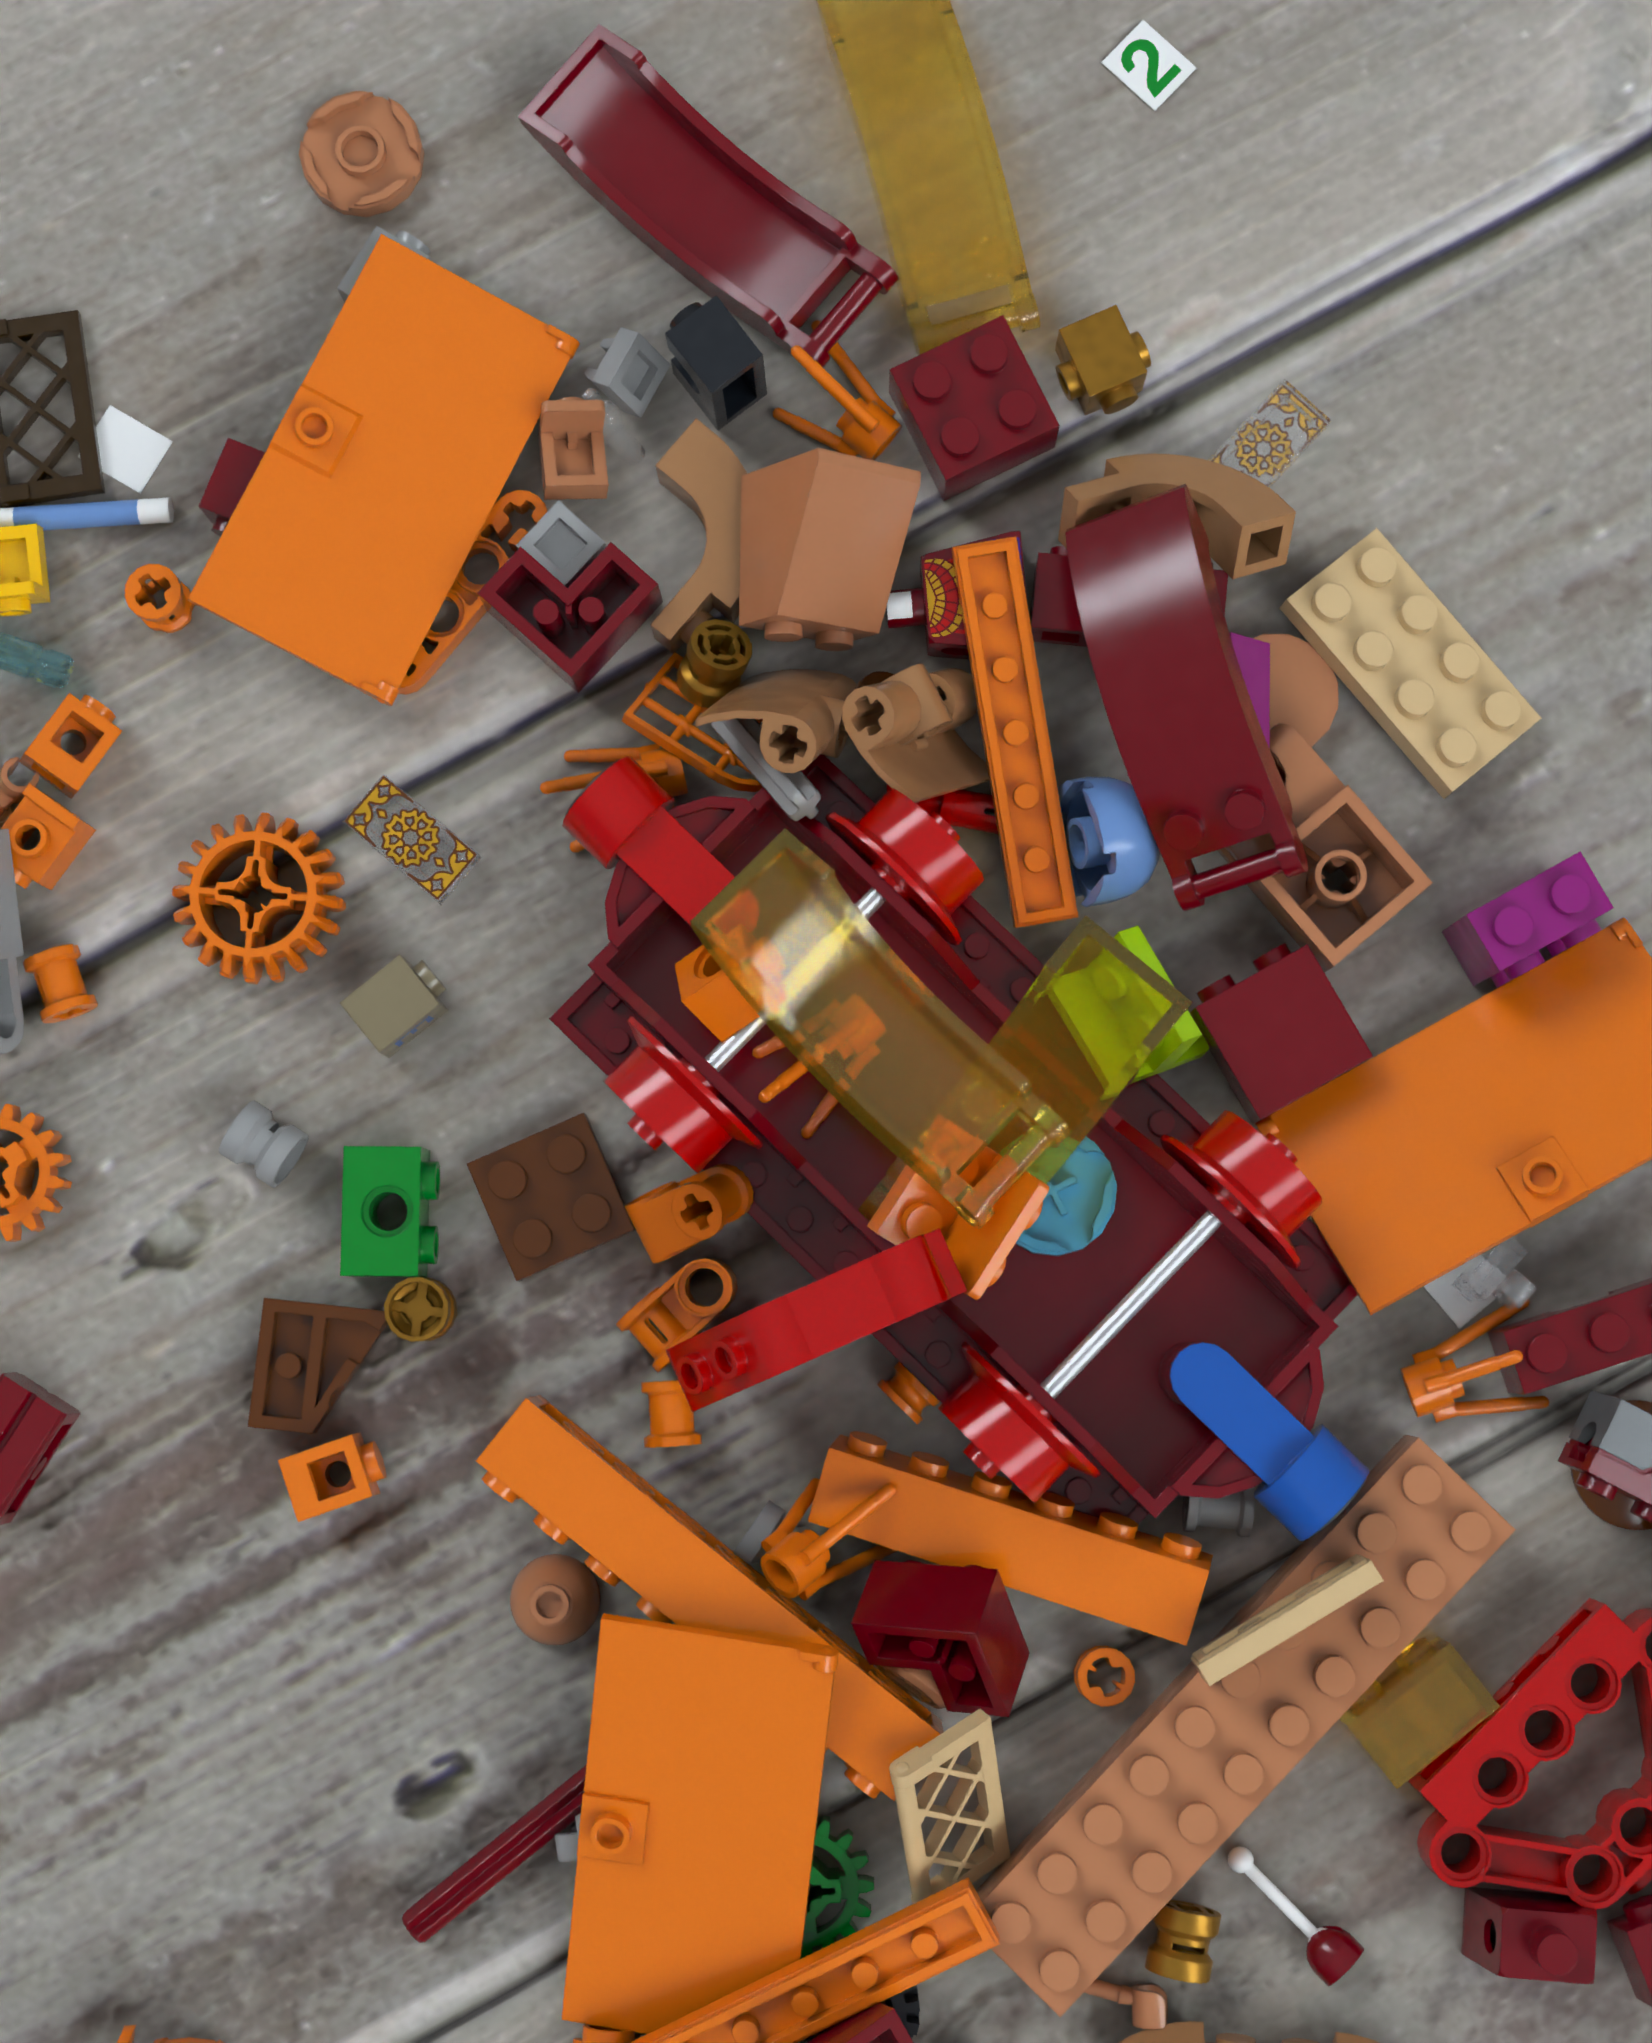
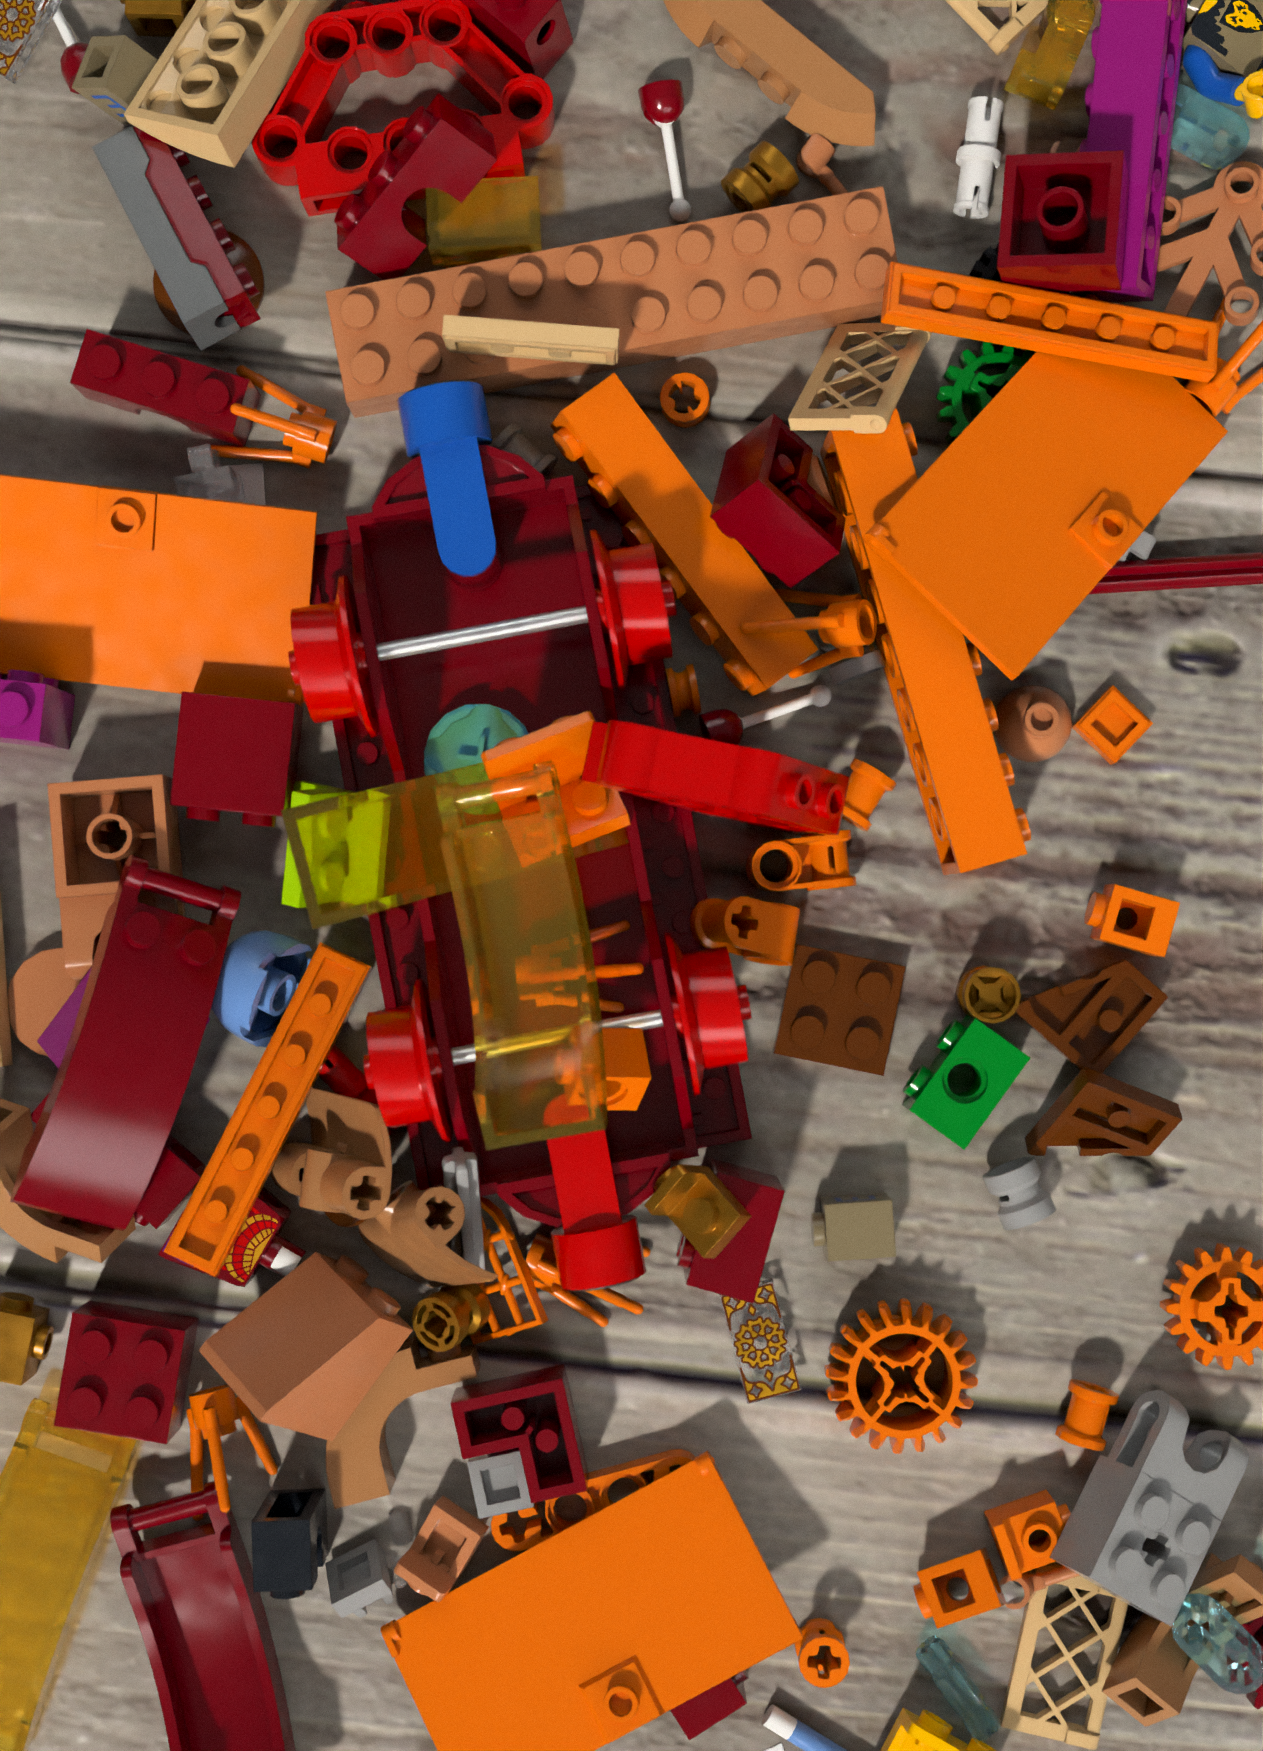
camera: 155 degrees left, 5 degrees up
(230, 1270) = (1104, 1118): none -> reddish brown wing
(478, 1652) = (1112, 725): none -> orange tile
(509, 921) = (741, 1262): none -> dark red brick
(554, 916) = (698, 1207): none -> pearl gold bracket
(843, 1385) = (728, 727): none -> hinge
(1505, 1738) = (438, 151): none -> dark red arch

